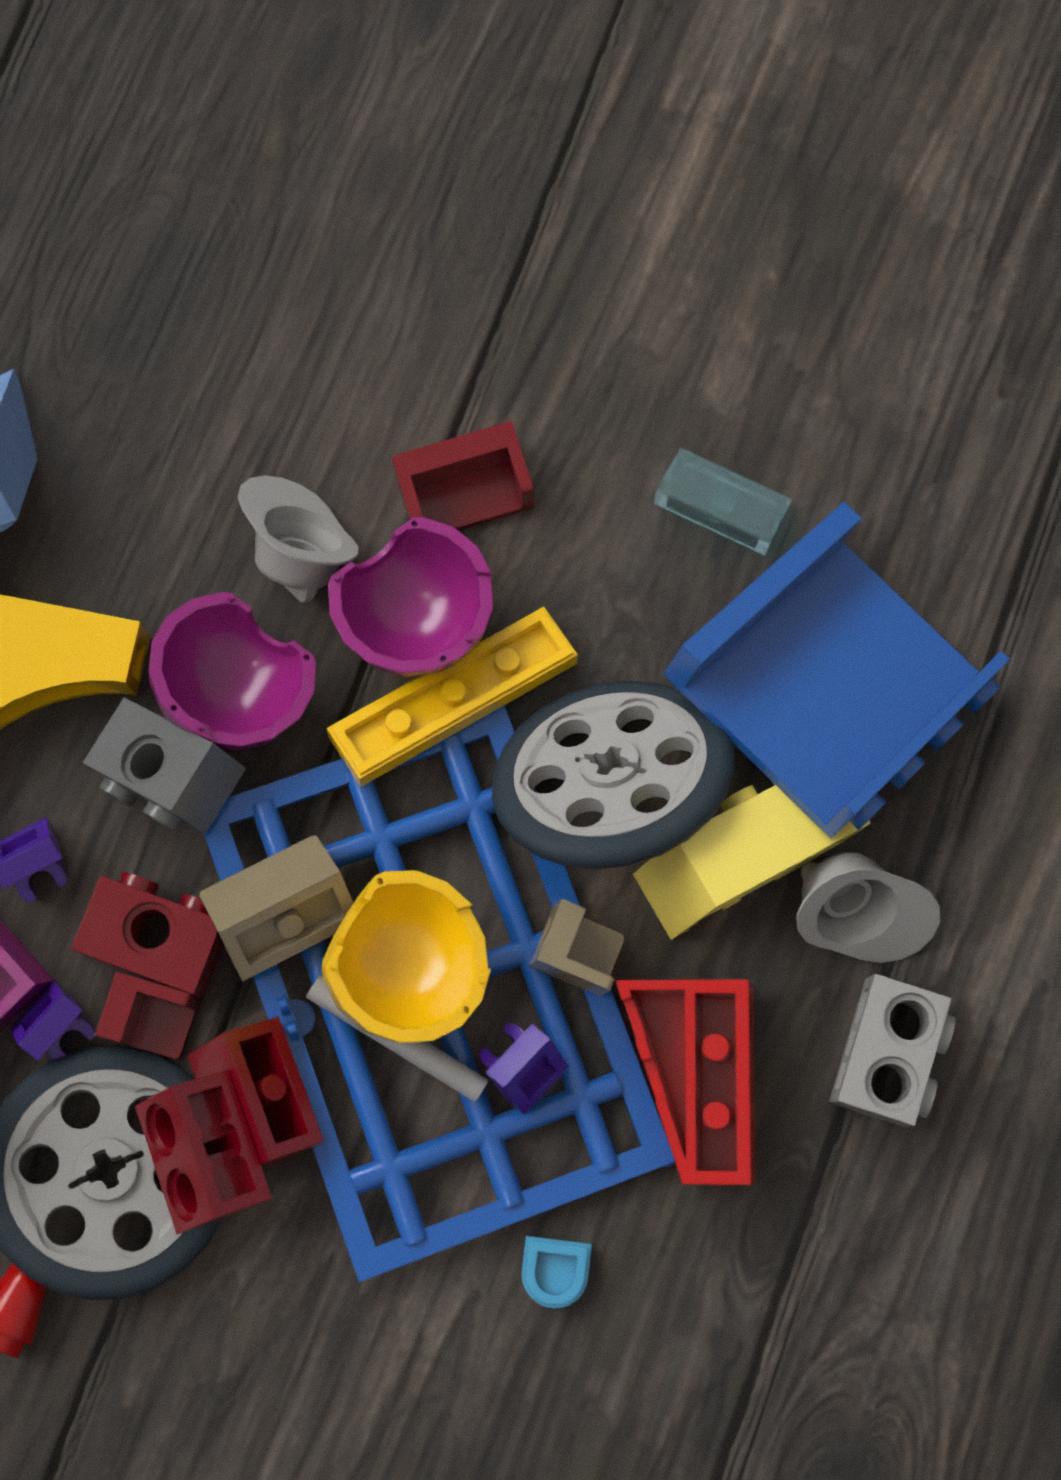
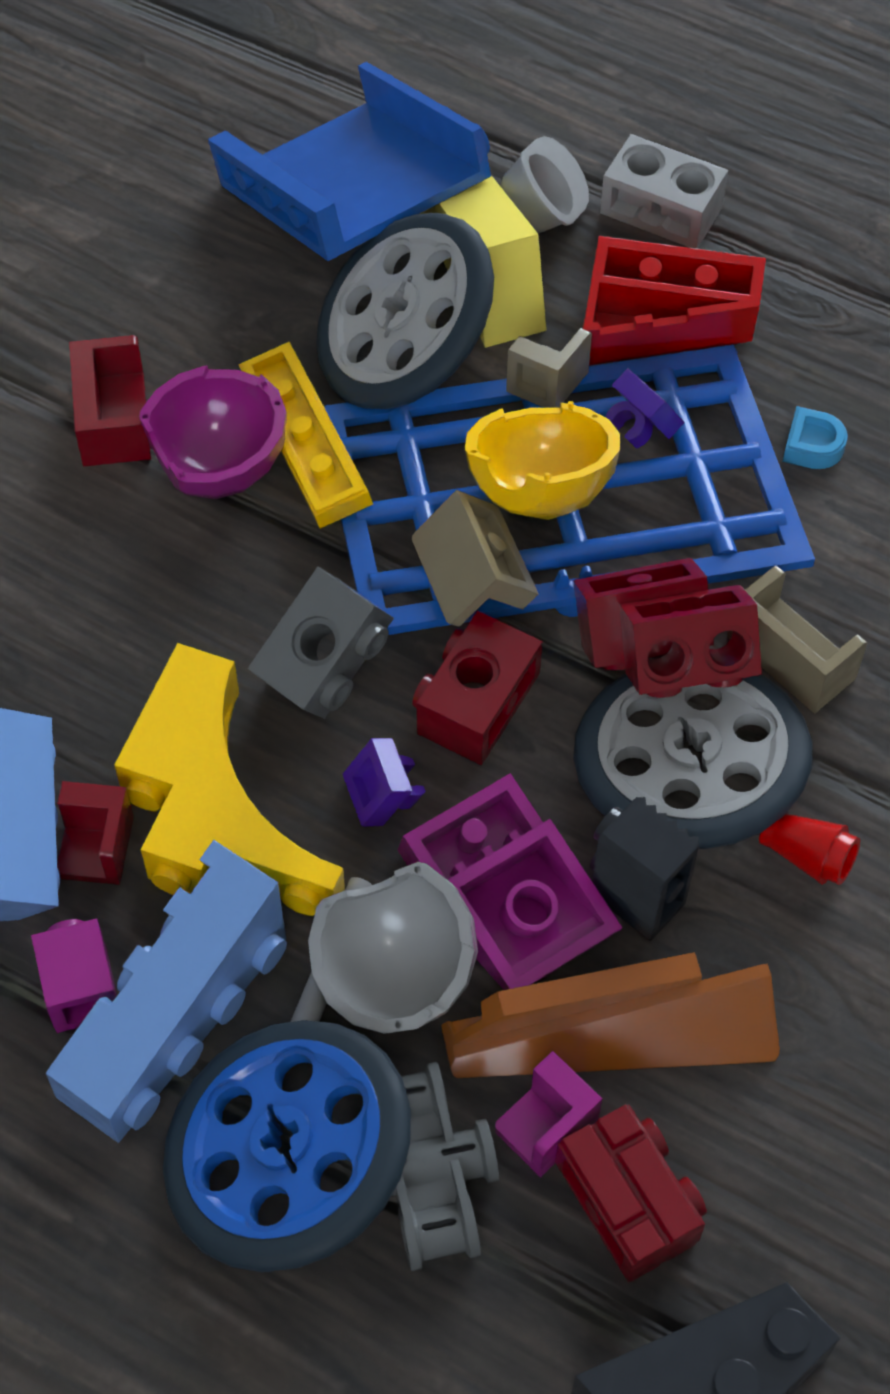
camera: 80 degrees left, 20 degrees down
(47, 1020) = (546, 778): dark purple tile -> none
(148, 1016) = (547, 706): dark red panel -> none
(226, 675) = (252, 578): magenta cylinder -> none
(254, 1271) = (796, 651): none -> dark tan panel
(295, 535) = (135, 530): light grey piece -> none
(421, 1054) = (615, 489): light grey bar -> none
(722, 501) = (179, 237): clear light blue slope -> none

